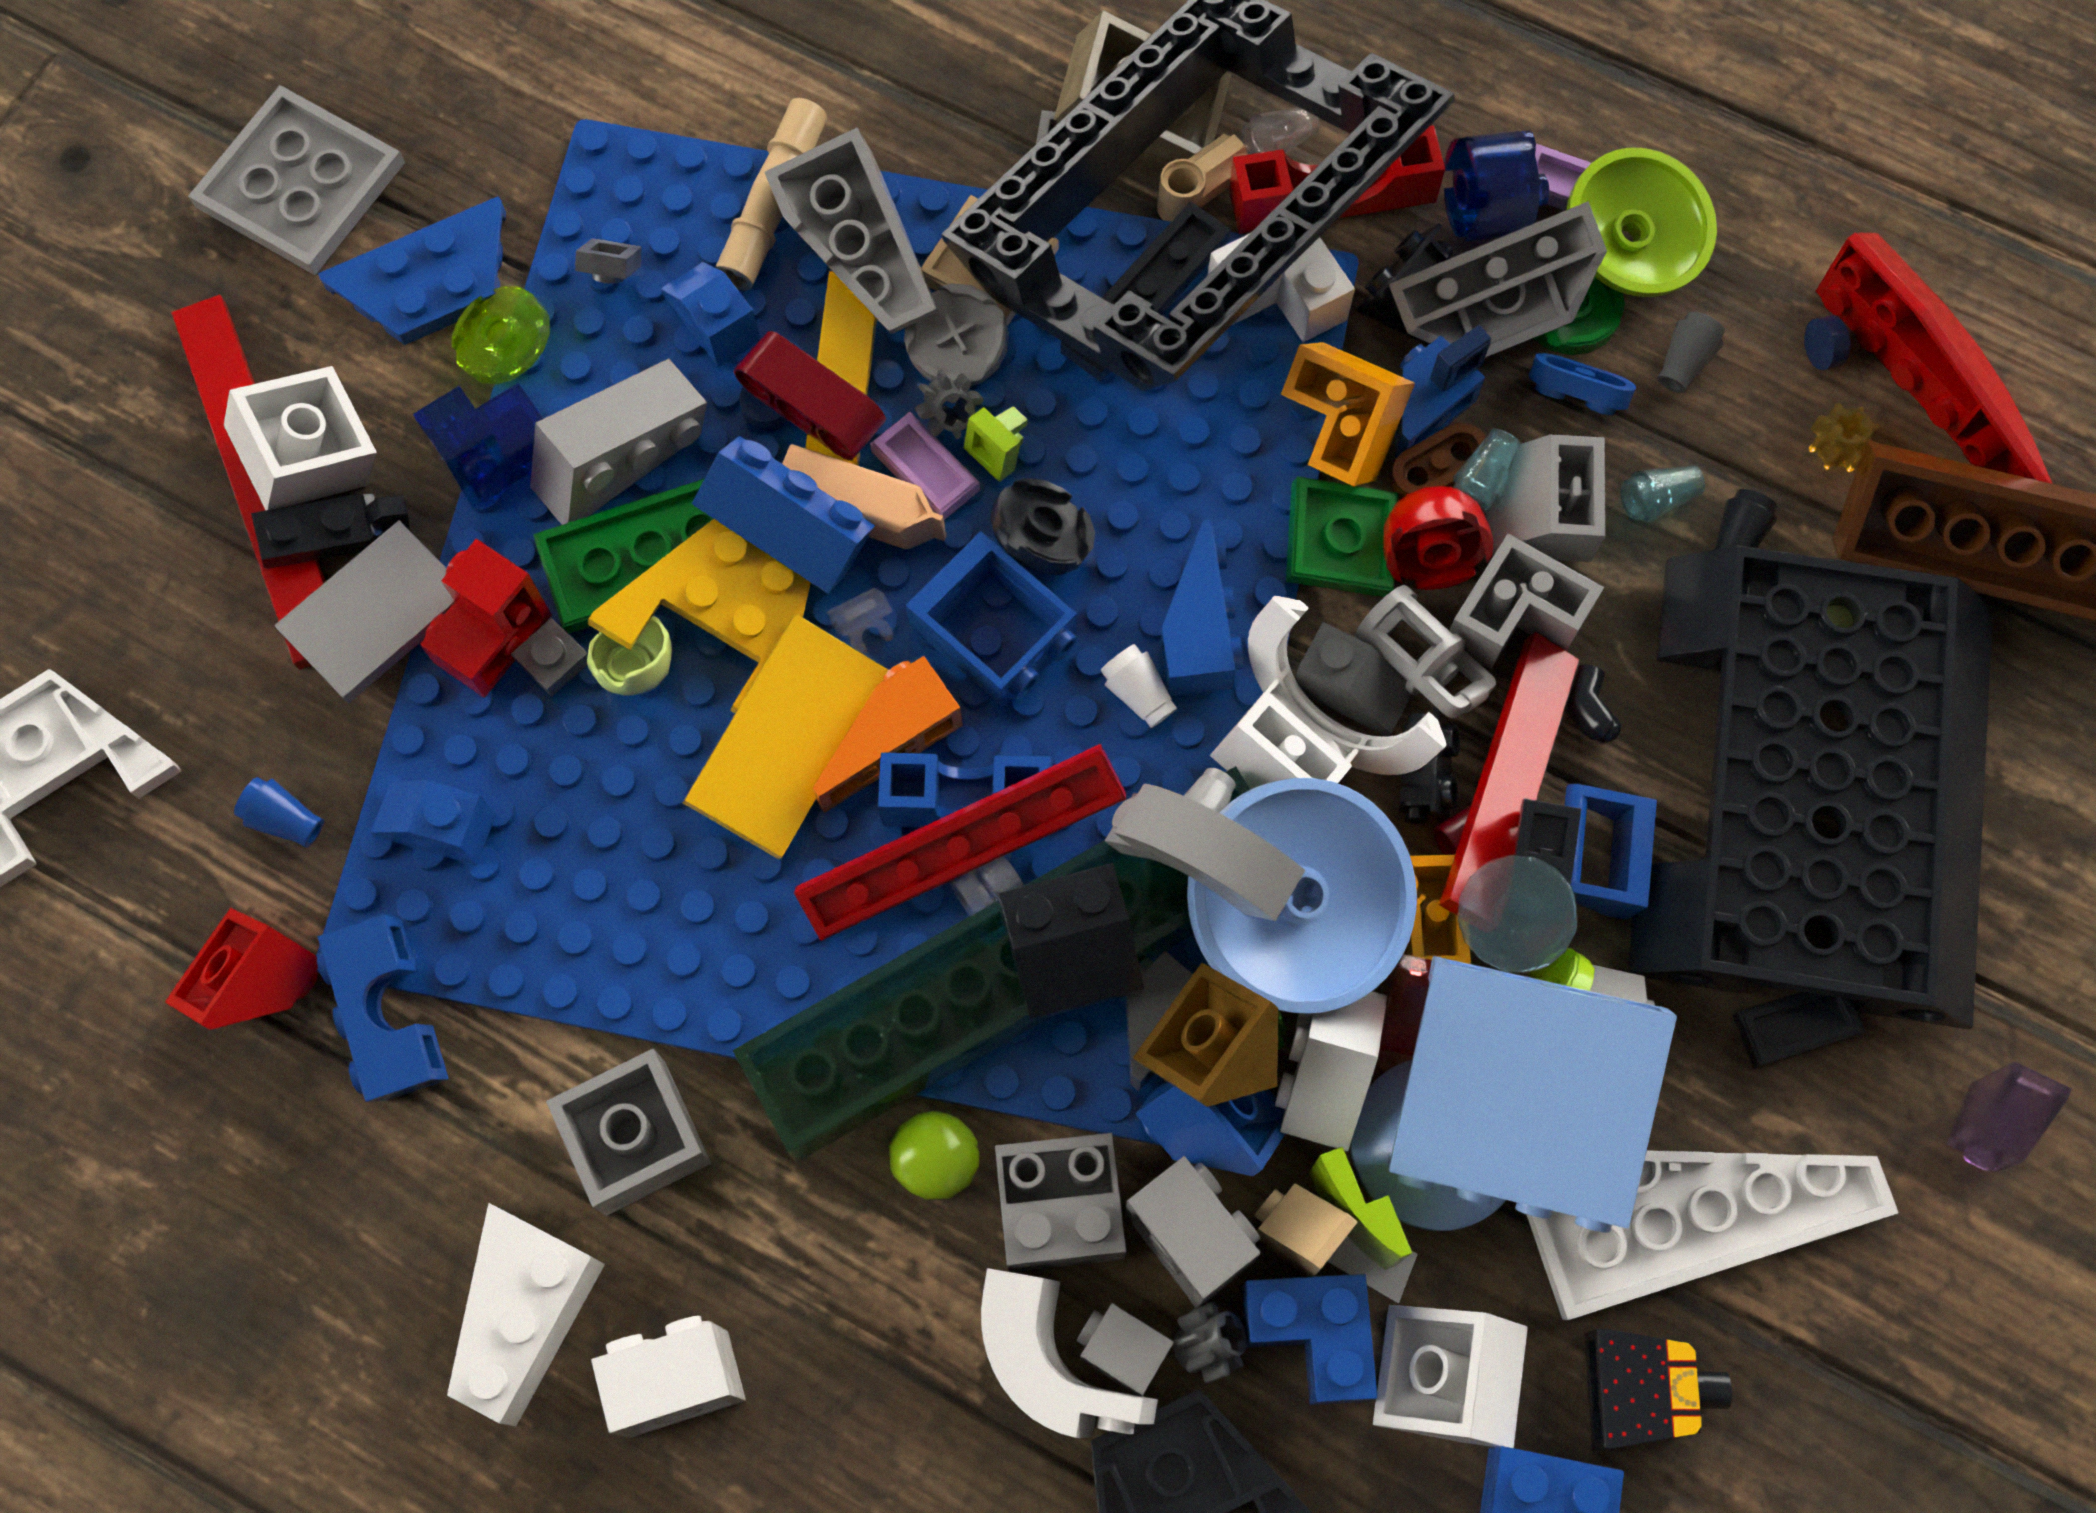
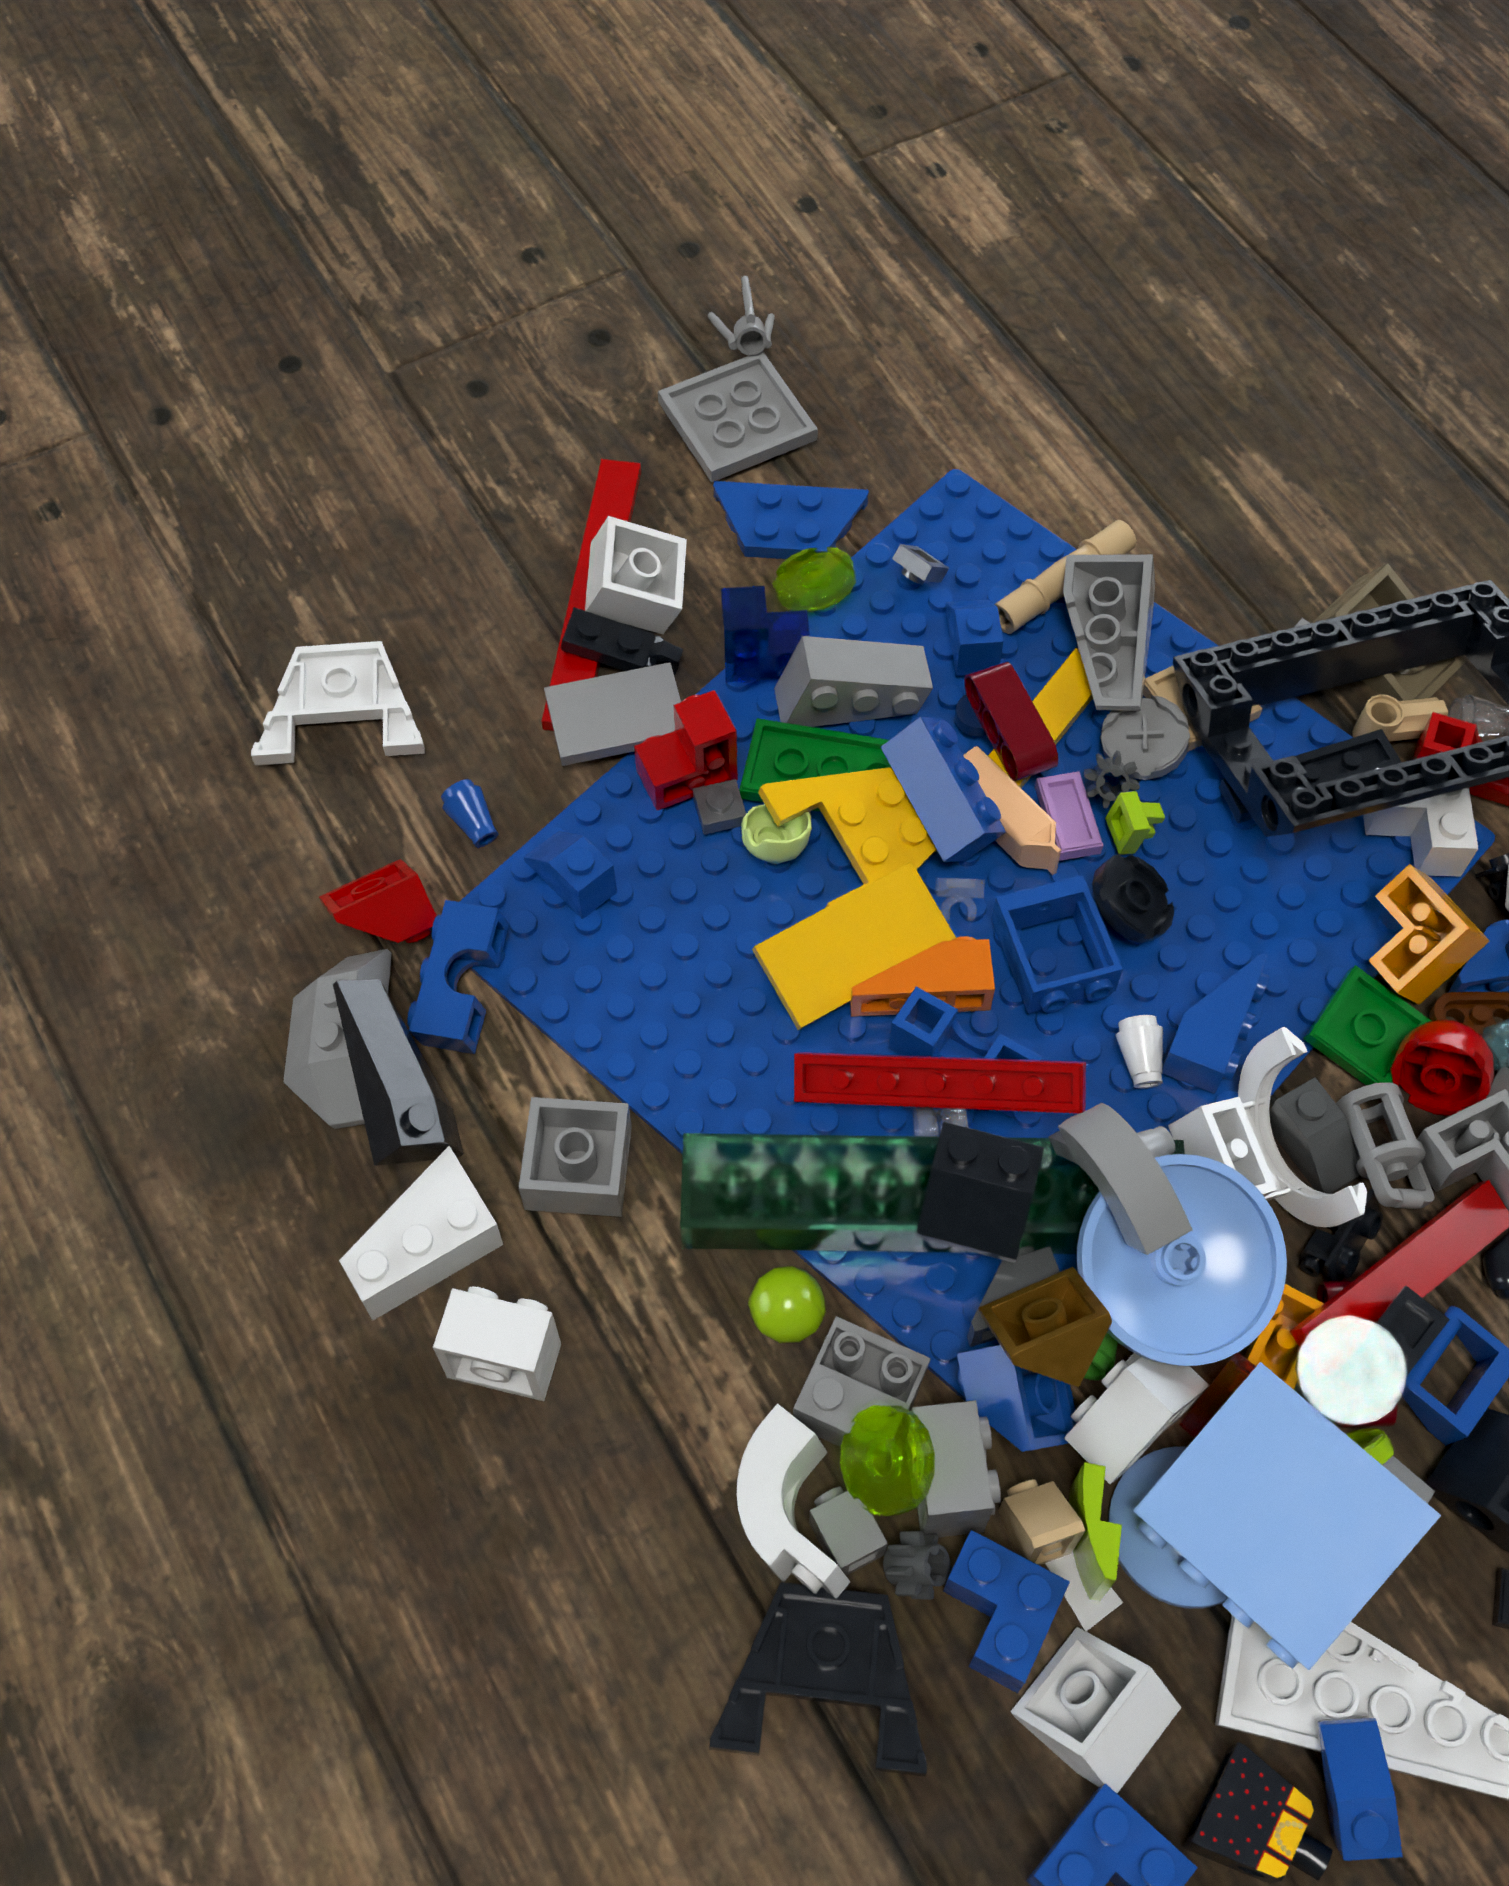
camera: 30 degrees right, 10 degrees down
(254, 72) = (749, 331): none -> light grey plant
(291, 1148) = (317, 1051): none -> light grey wedge
(391, 1172) = (396, 1089): none -> wedge
(1132, 1266) = (887, 1460): none -> clear neon green tile
(1724, 1305) = (1359, 1790): none -> blue slope

